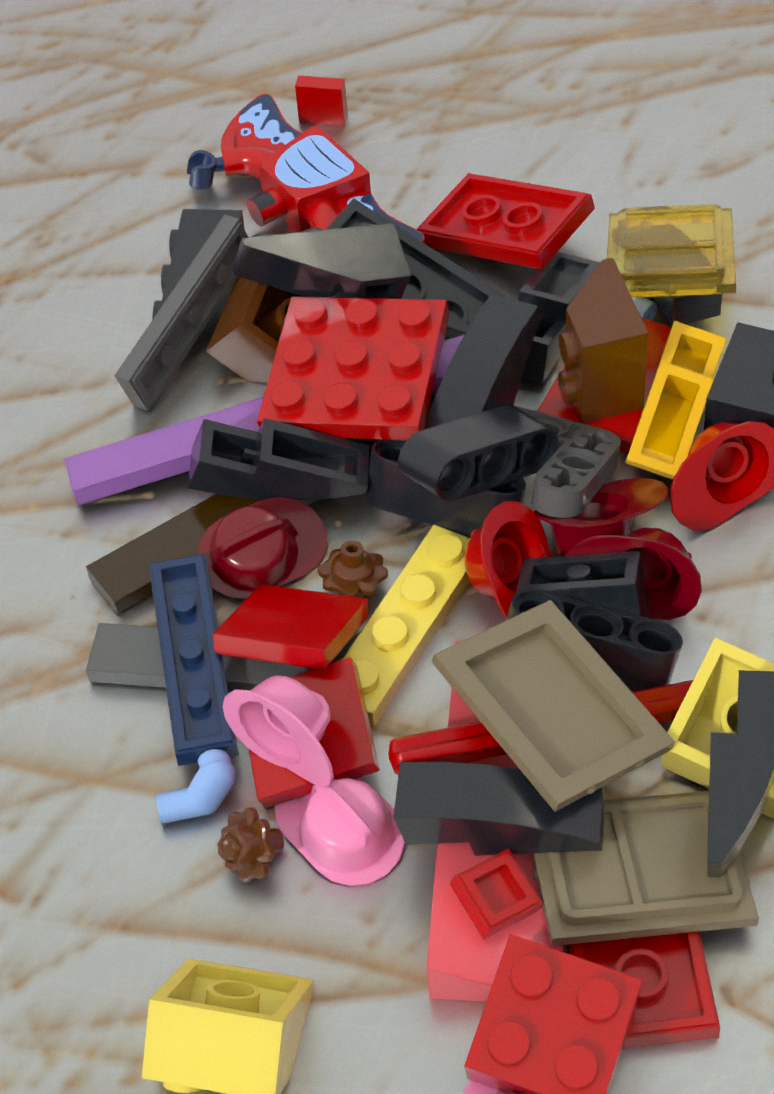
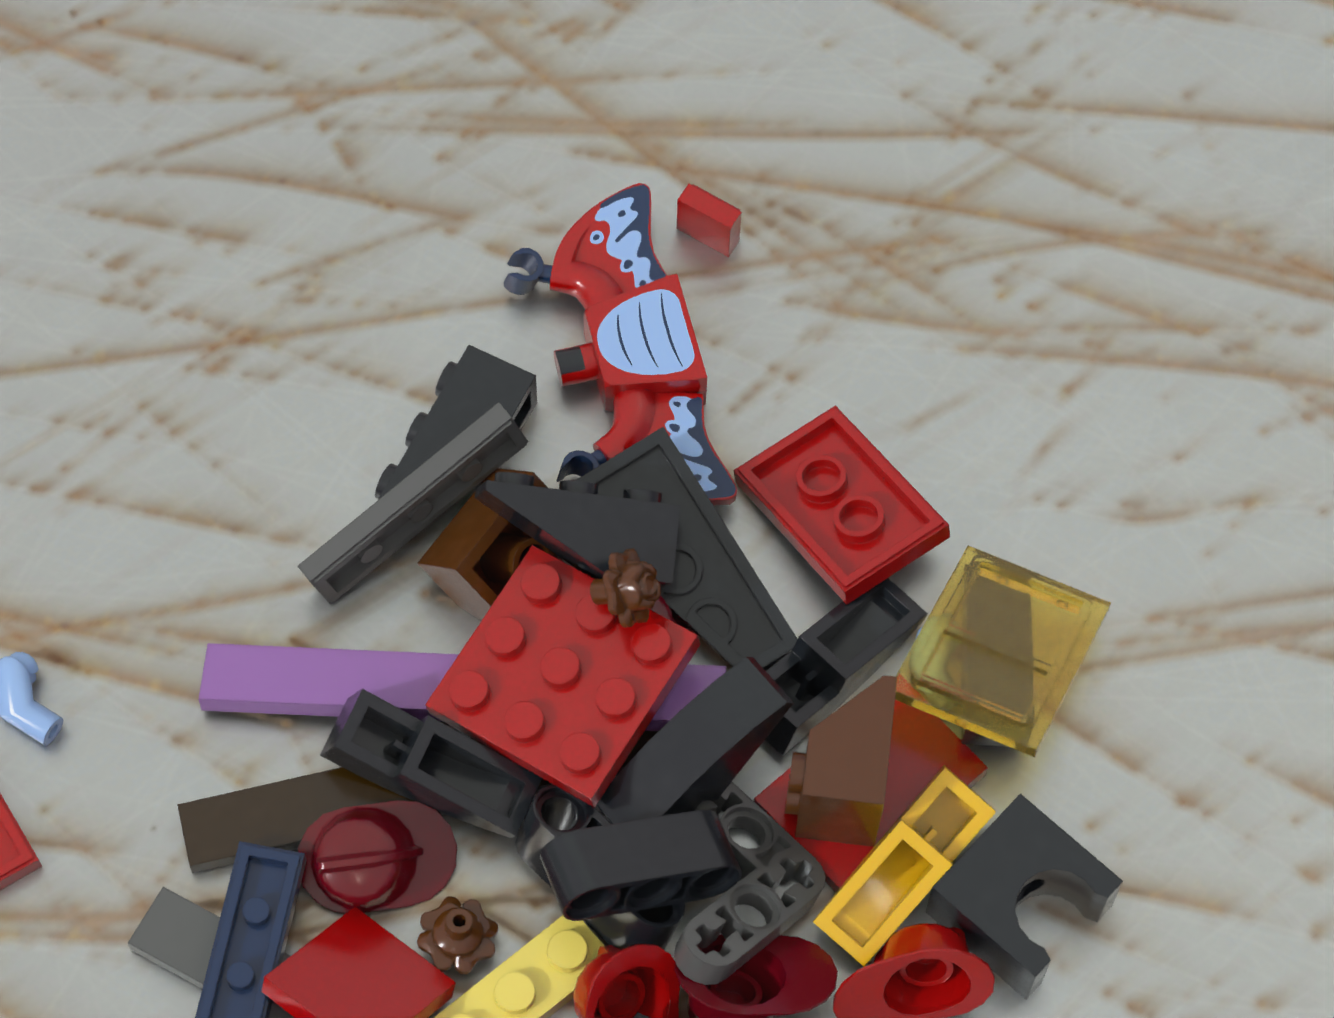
camera: 15 degrees right, 15 degrees up
(381, 278) = (627, 588): none -> reddish brown plant

